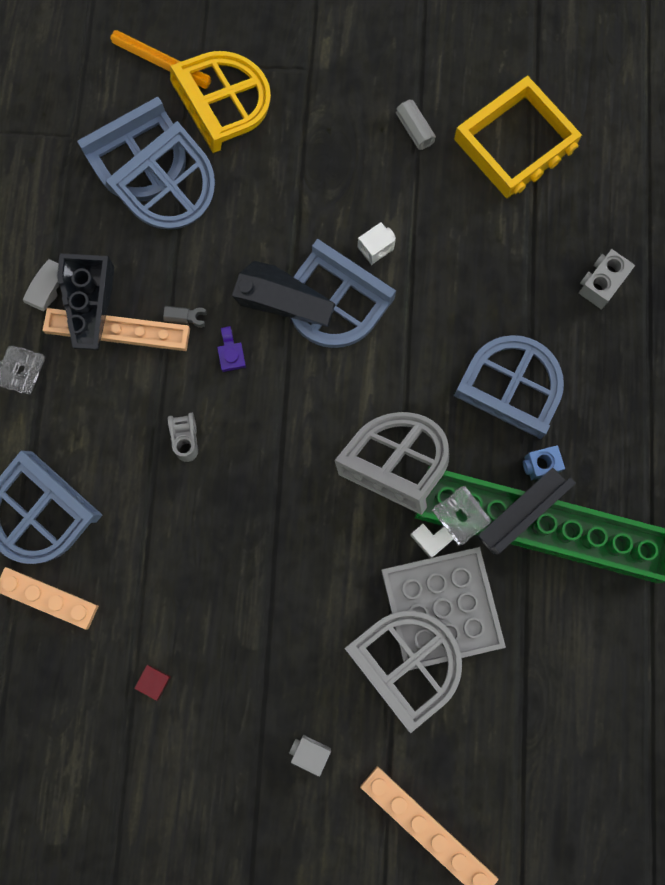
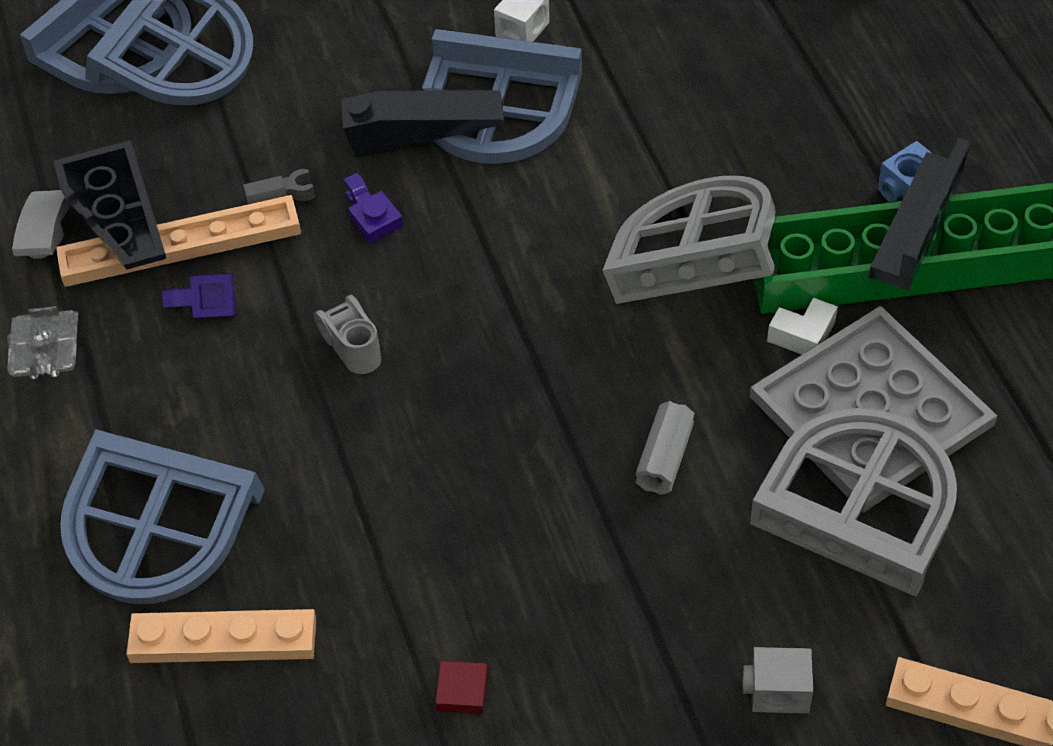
camera: 20 degrees left, 25 degrees down
(116, 376) = (208, 296): none -> dark purple plate
(318, 586) = (665, 448): none -> light grey axle
(463, 500) = (848, 249): clear piece -> none
(500, 408) = (808, 135): sand blue window -> none

